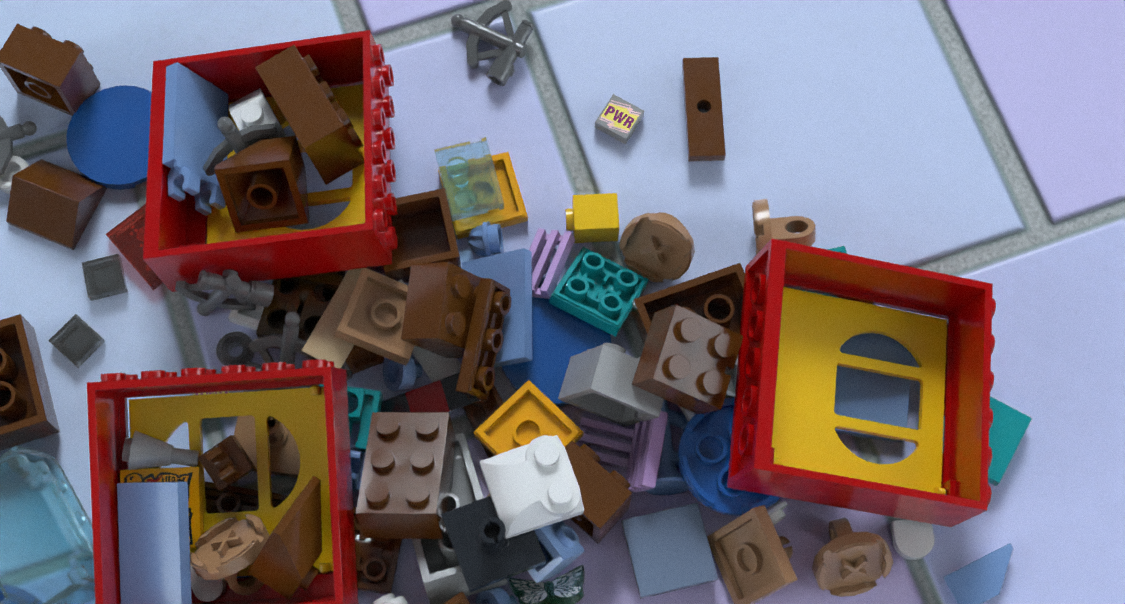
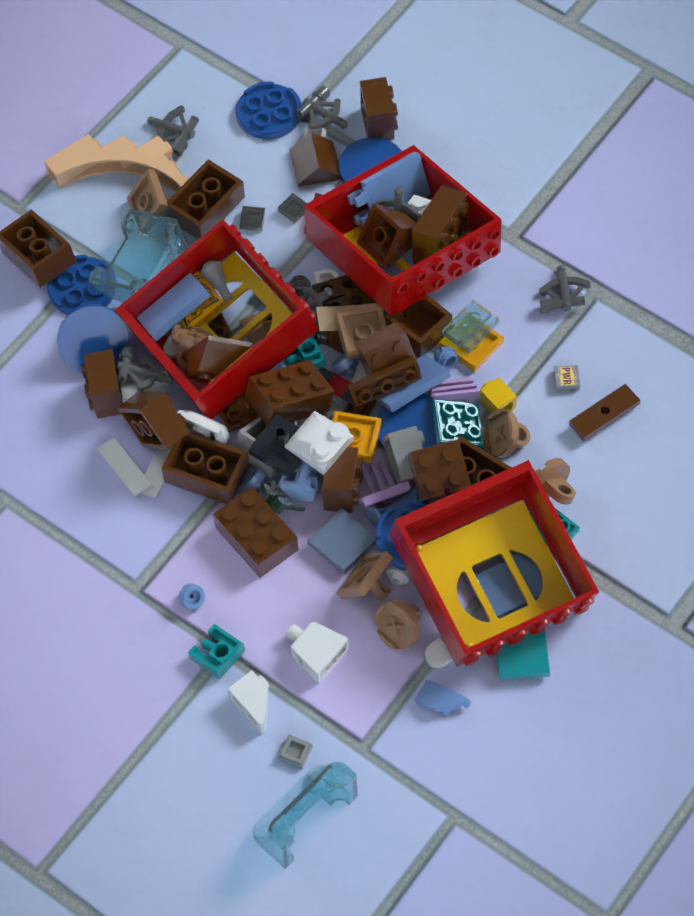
camera: 60 degrees right, 10 degrees down
(226, 462) = (235, 311): reddish brown tile -> none
(246, 293) = (328, 268): dark grey piece -> none

